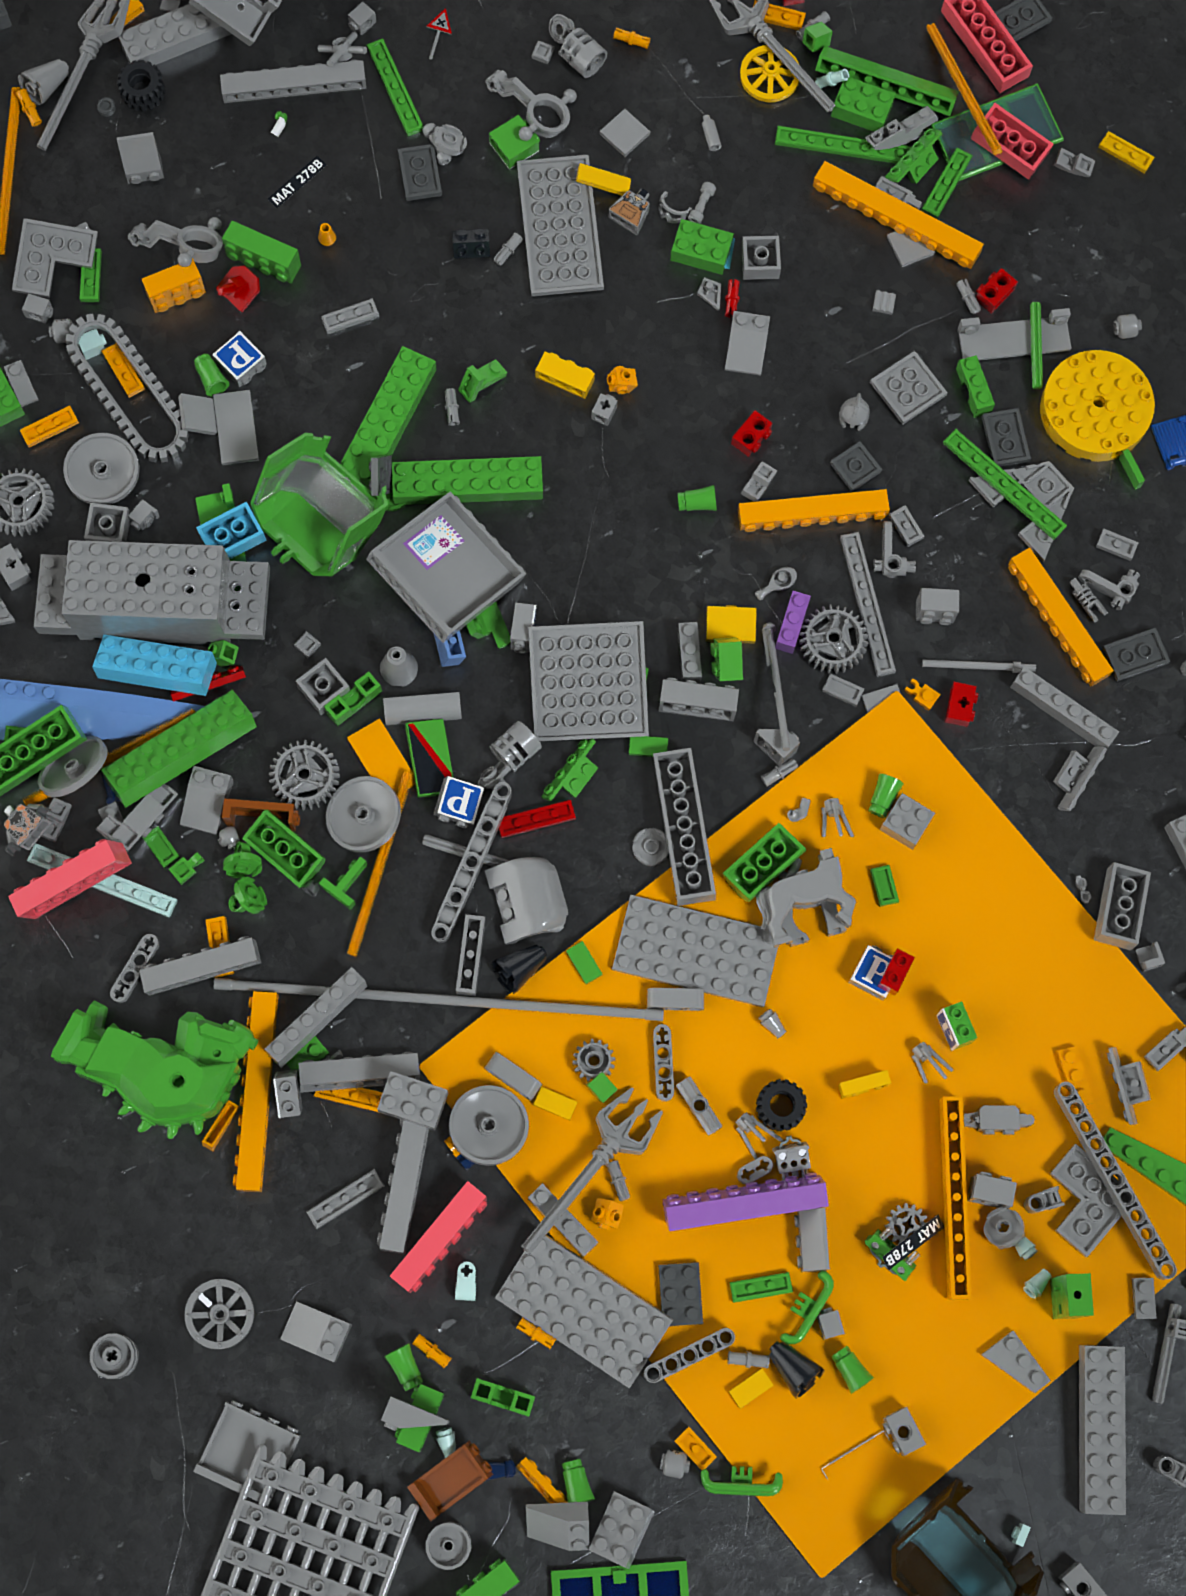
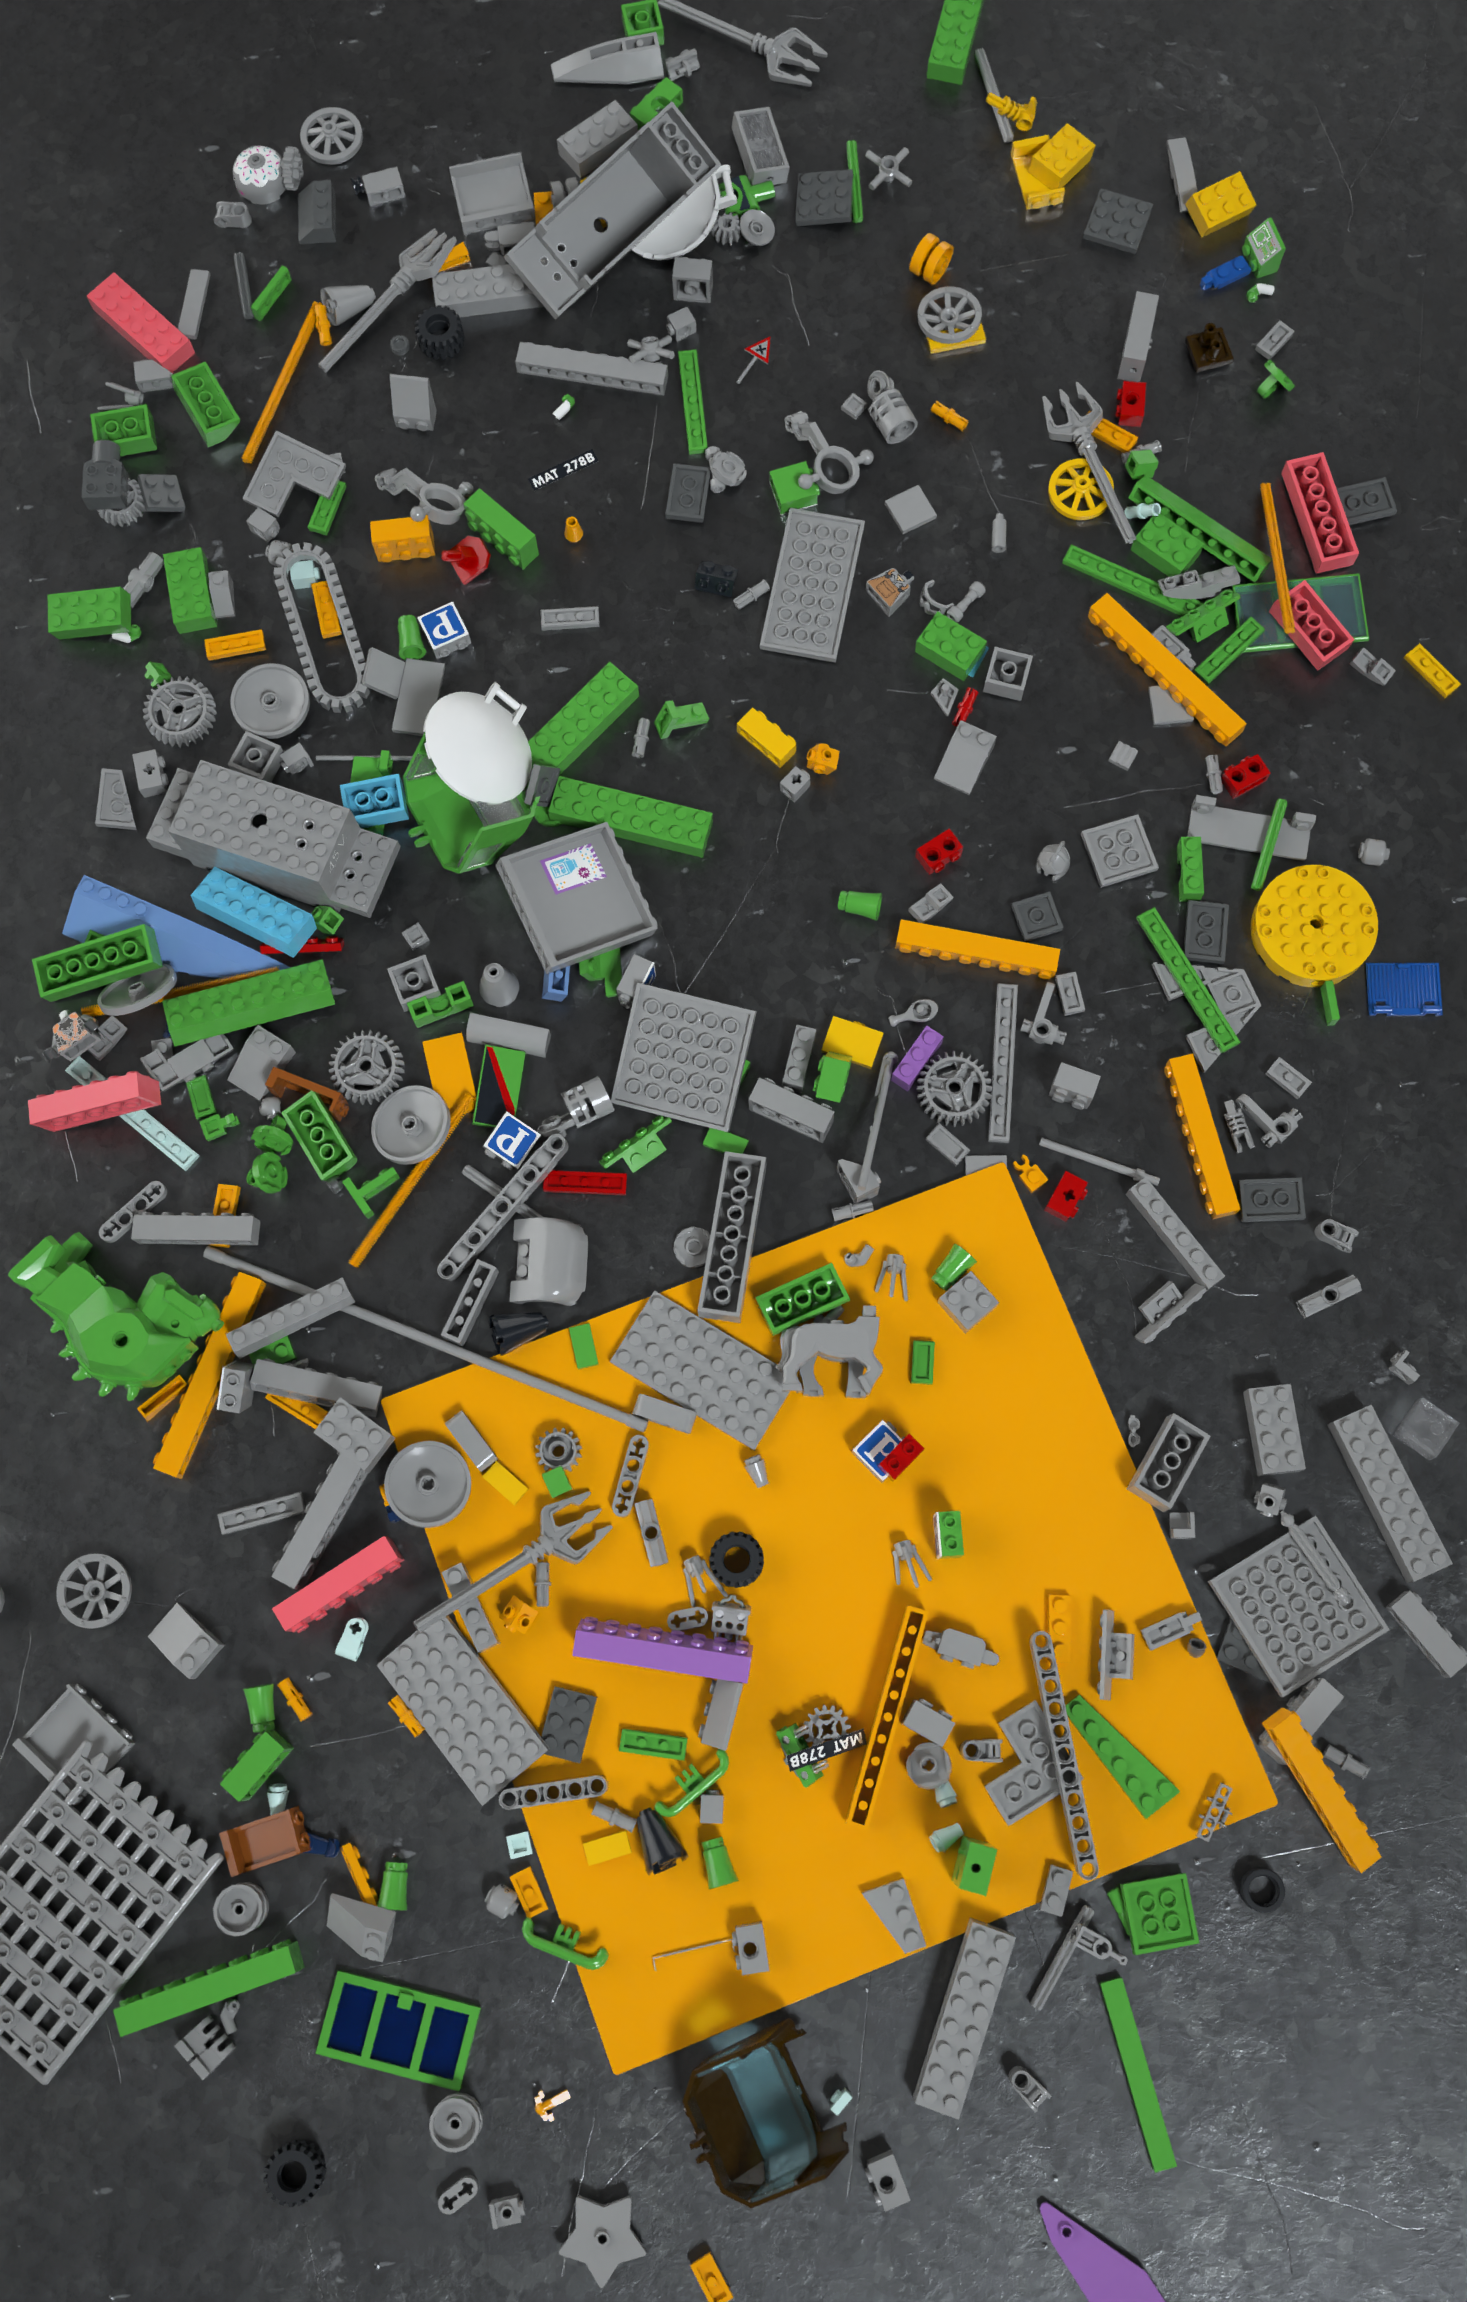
camera: 25 degrees right, 0 degrees up
(190, 500) = (350, 757): none -> light grey axle
(316, 454) = (479, 745): none -> white dish
(405, 1415) = (234, 1759): light grey slope -> none
(503, 1397) = (348, 1770): bright green arch -> none
(603, 179) = (871, 550): yellow tile -> none
(621, 1530) = (422, 1953): light grey brick -> none
(673, 1411) = (519, 1845): none -> light aqua plate
(863, 1084) = (831, 1565): yellow piece -> none

